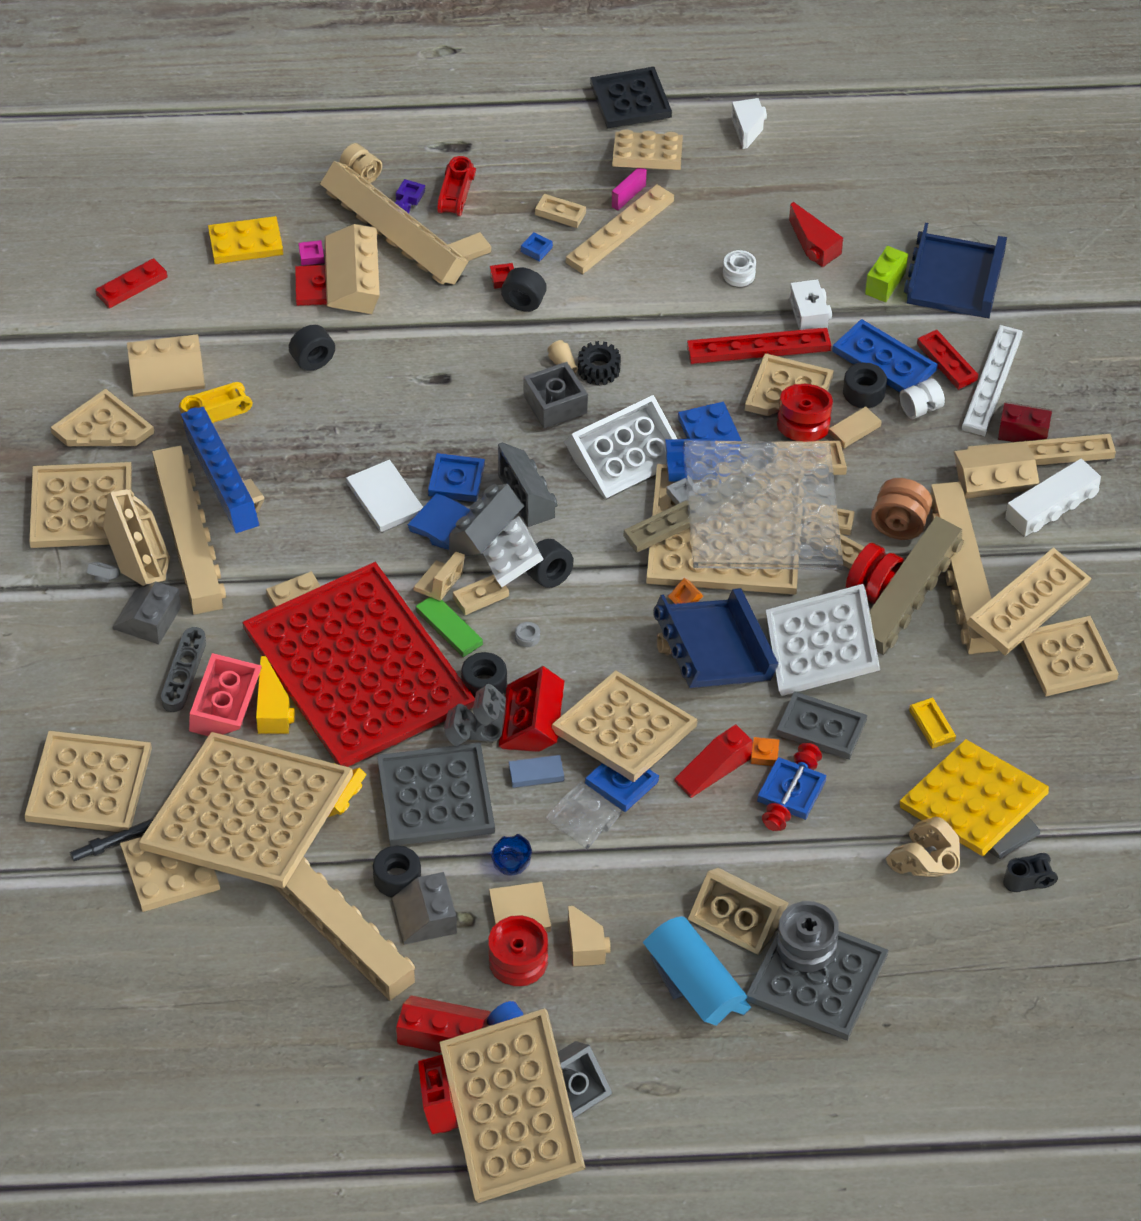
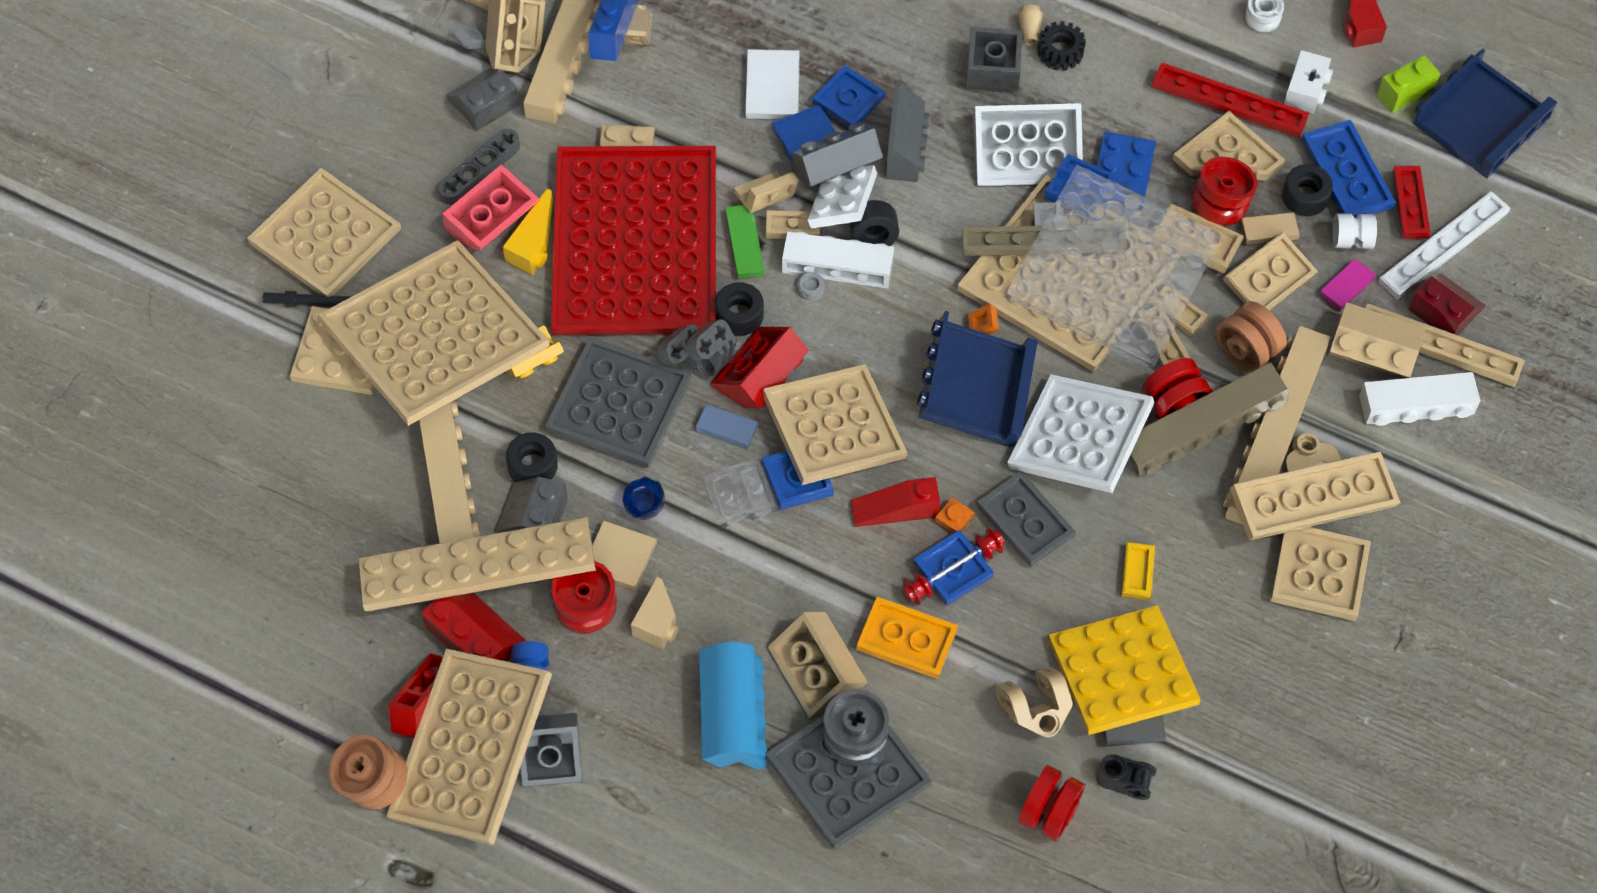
camera: 30 degrees right, 10 degrees up
(416, 967) = (476, 564): none -> tan plate
(440, 1169) = (368, 772): none -> nougat wheel
(537, 602) = (838, 259): none -> white brick
(793, 856) = (907, 637): none -> light orange plate
(879, 458) = (1271, 273): none -> tan tile
(941, 441) = (1347, 285): none -> dark pink tile
(993, 916) = (1047, 801): none -> red wheel
(1001, 575) = (1319, 454): none -> tan plate

